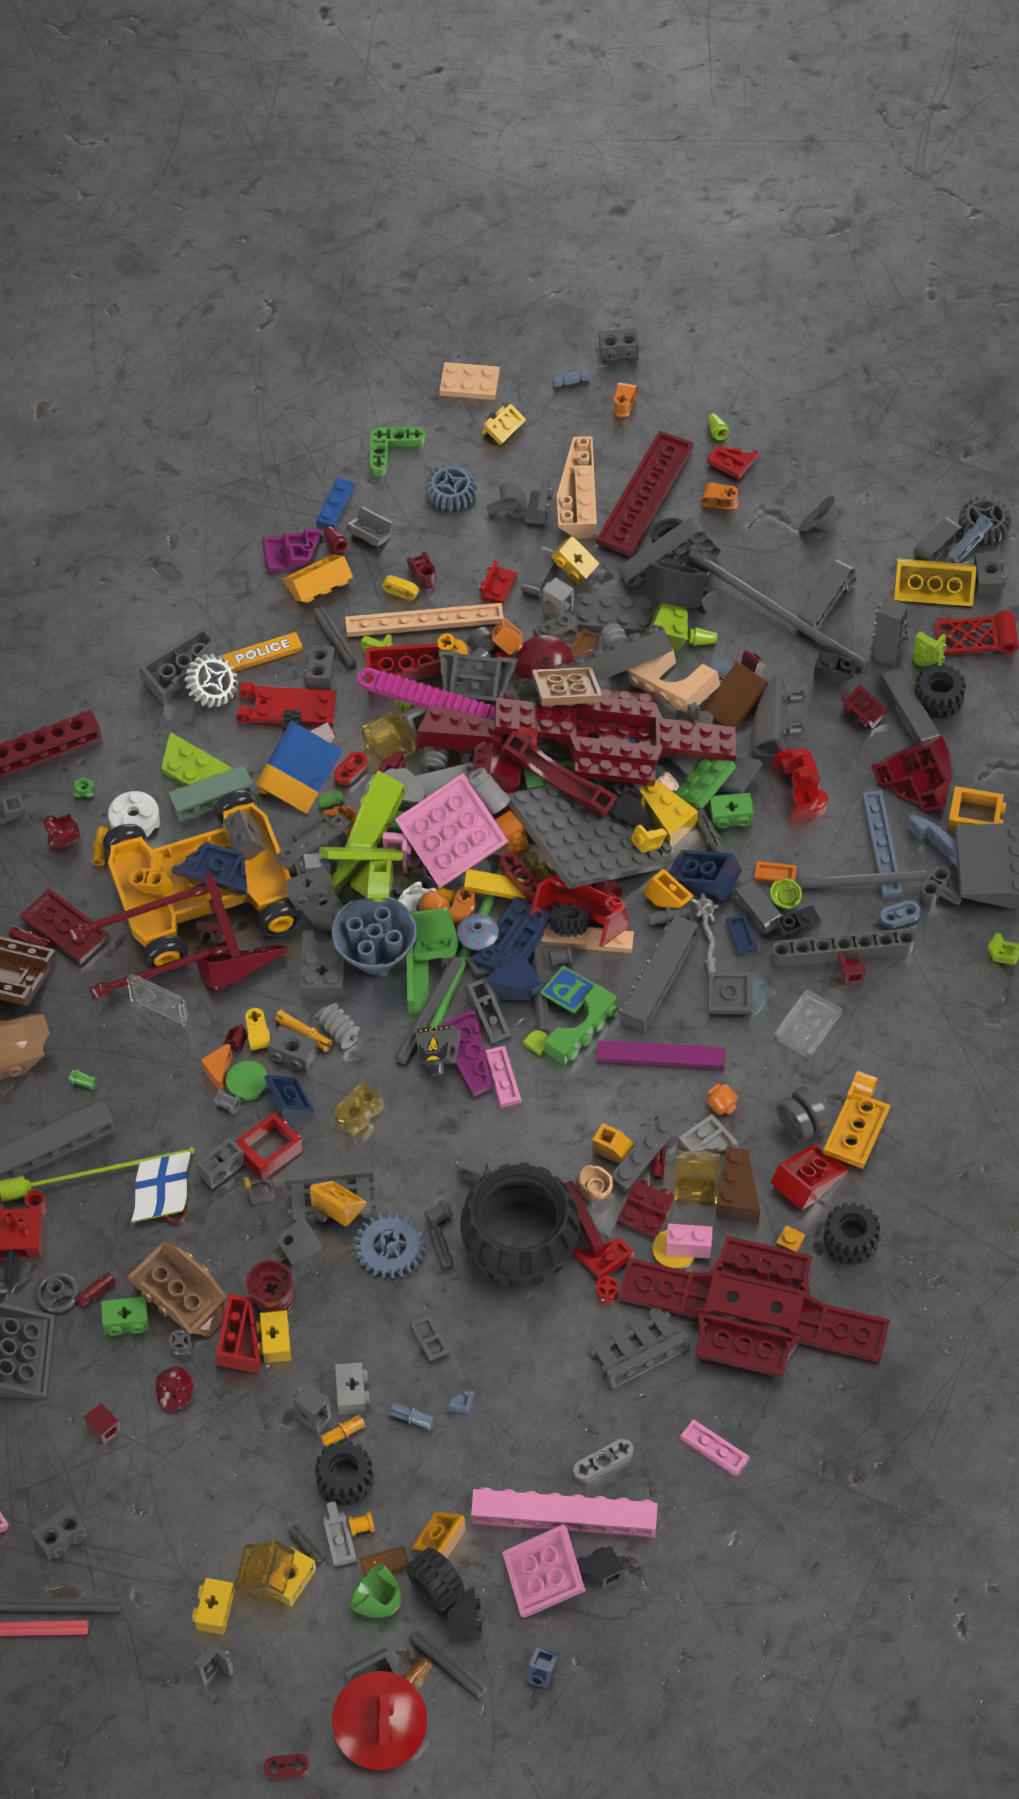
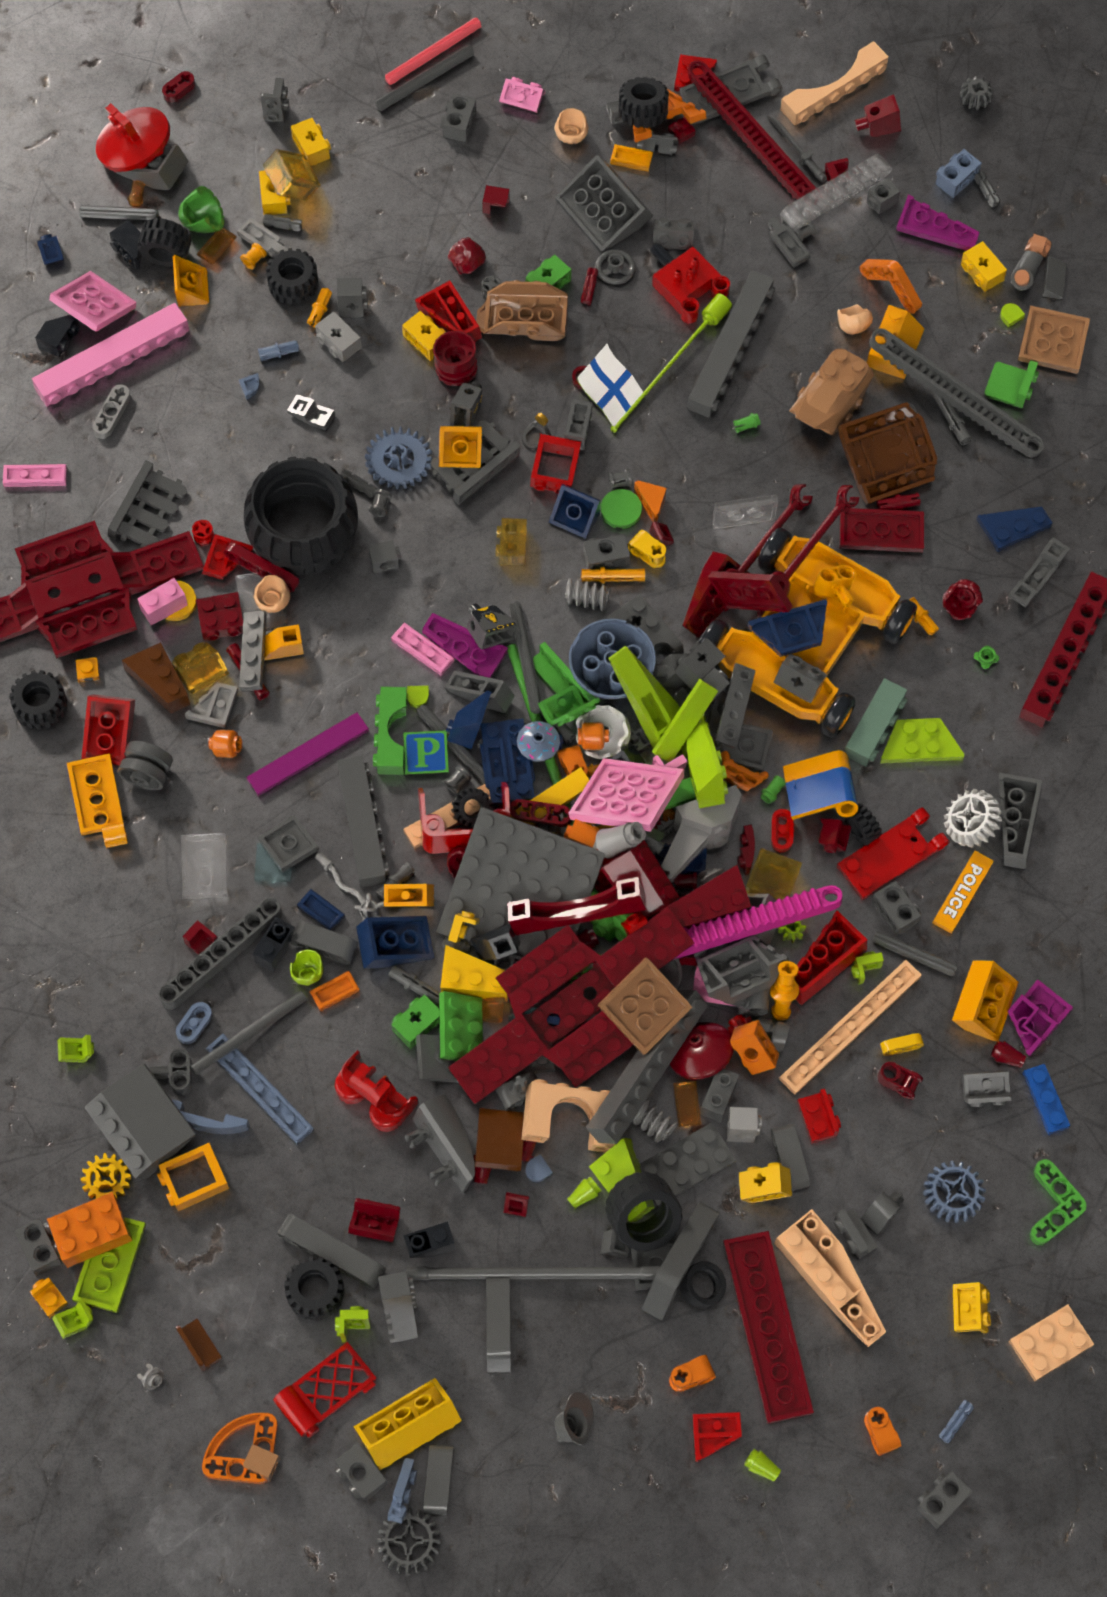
camera: 140 degrees right, 10 degrees up
(148, 810) = (918, 670): white plate -> none
(918, 773) = (273, 1184): dark red brick -> none

